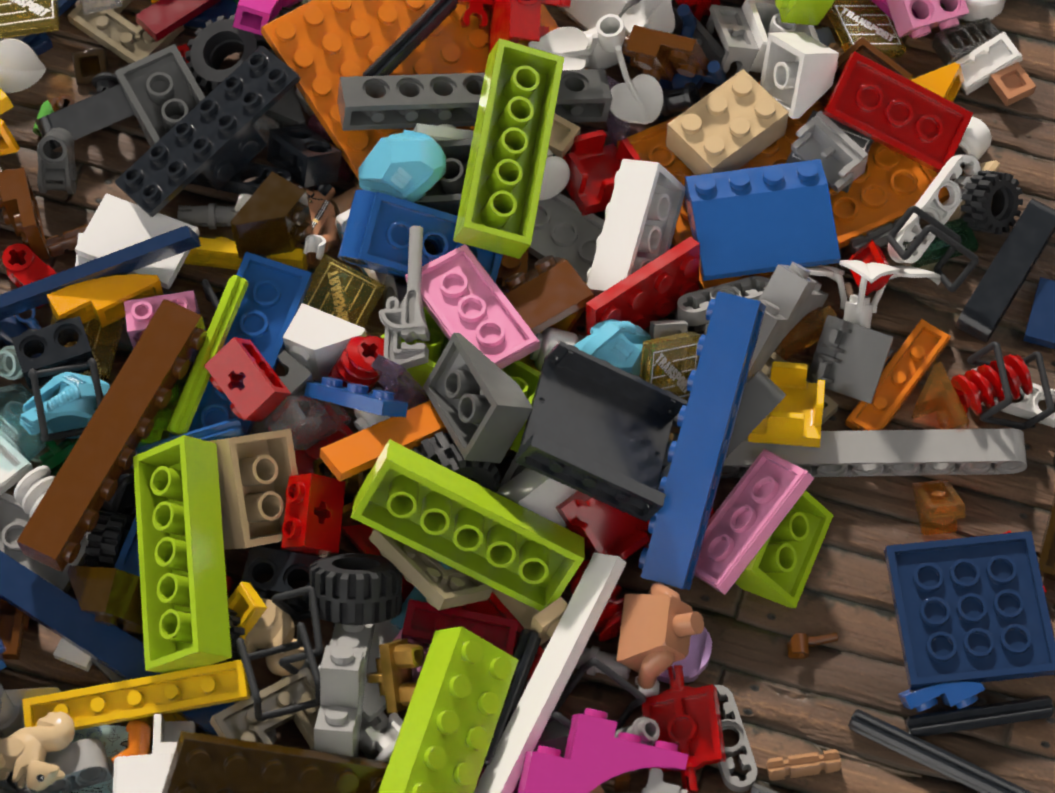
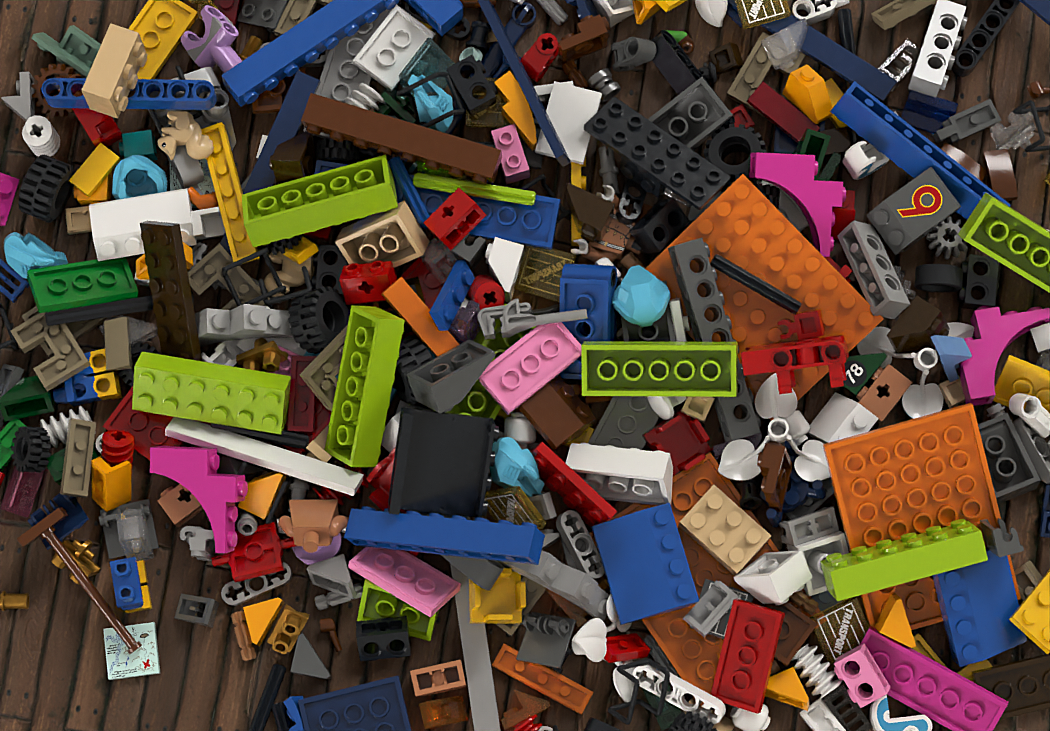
camera: 85 degrees right, 15 degrees up
(88, 202) = (604, 84): none -> flat silver wheel
(592, 691) = (262, 493): none -> light orange slope
(732, 620) = (333, 575): none -> light grey slope
(759, 625) = (322, 601): none -> light grey axle
(783, 733) = (261, 617): none -> light orange slope
(800, 691) = (287, 629): none -> pearl gold hips
(828, 565) = (383, 638): none -> black brick
(848, 675) = (307, 662): none -> dark grey slope
(892, 499) = (438, 678): none -> nougat brick
(924, 54) = (815, 671): none -> white piece

